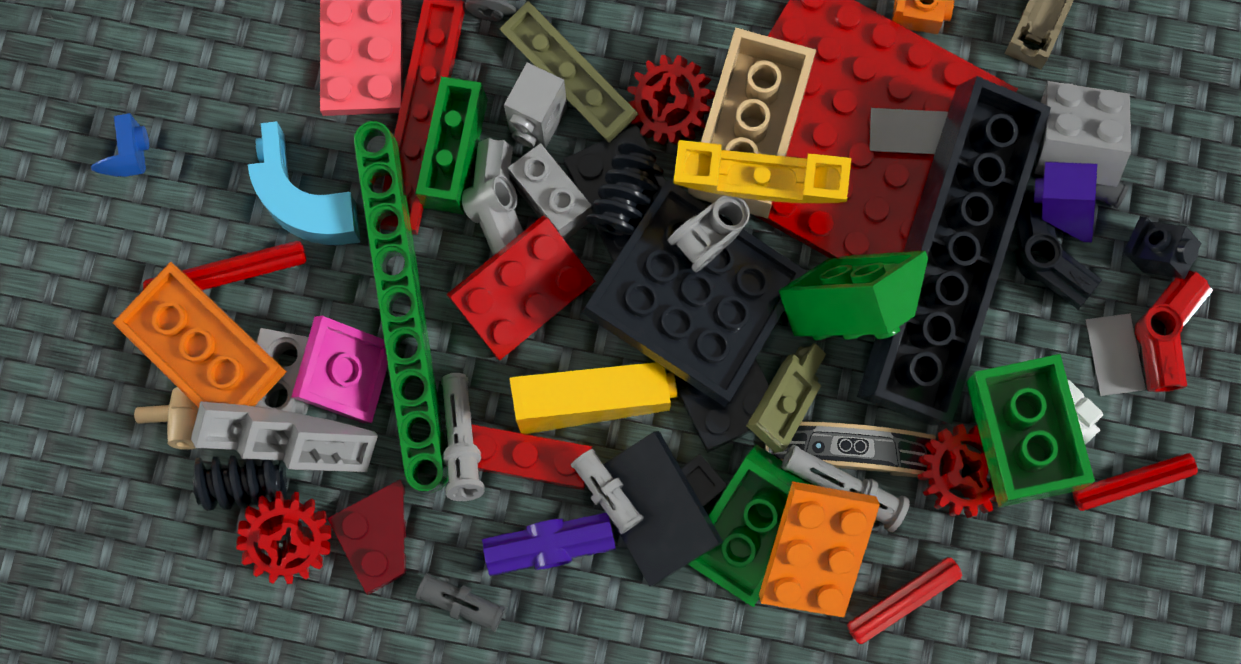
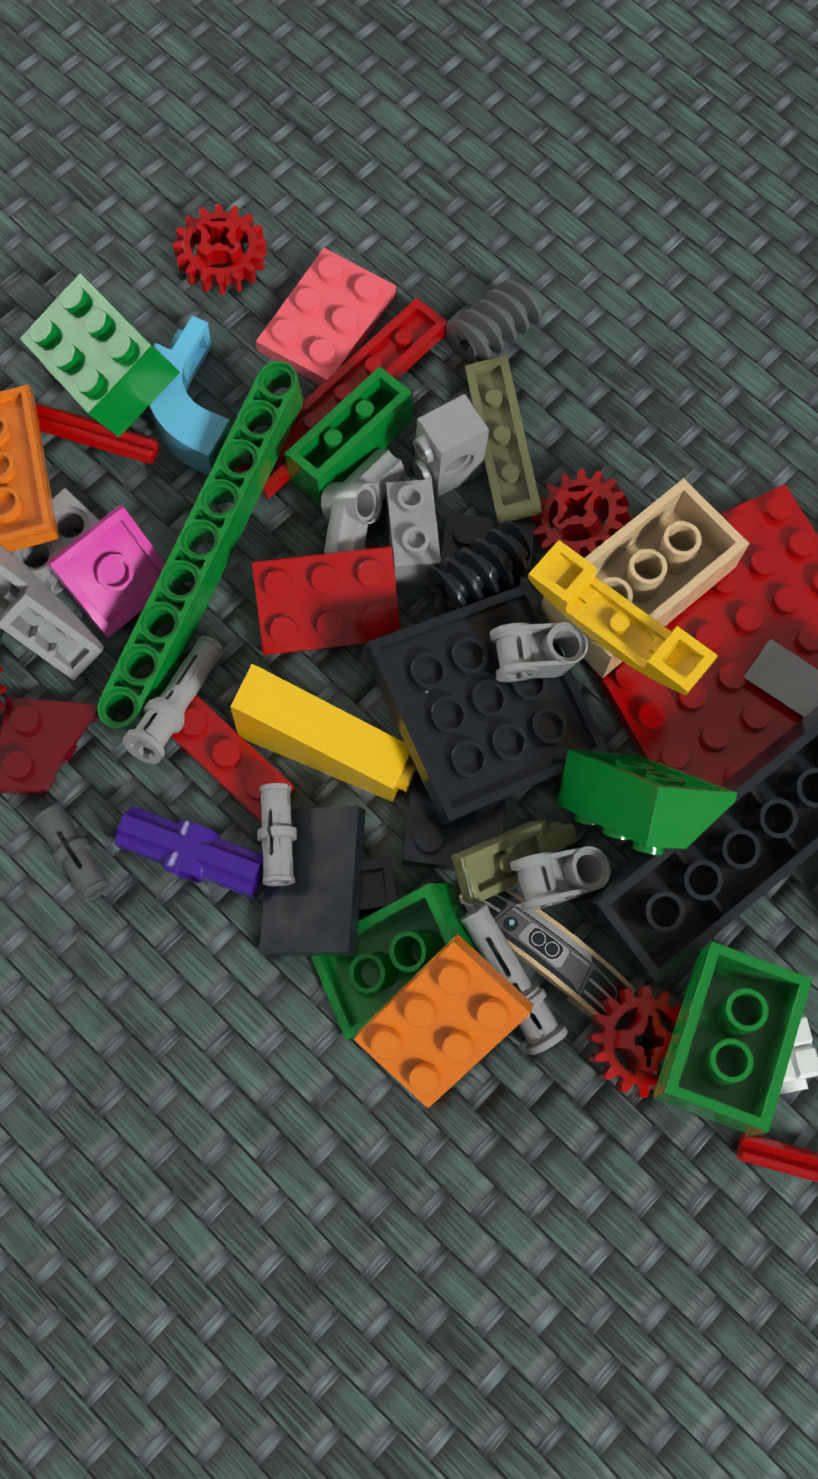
camera: 25 degrees right, 5 degrees down
(131, 144) = (71, 261): blue plate -> none
(212, 204) = (99, 356): none -> brick
(248, 63) = (220, 249): none -> red gear
(830, 394) = (553, 877): none -> light grey piece
(904, 600) = (500, 1131): red axle -> none

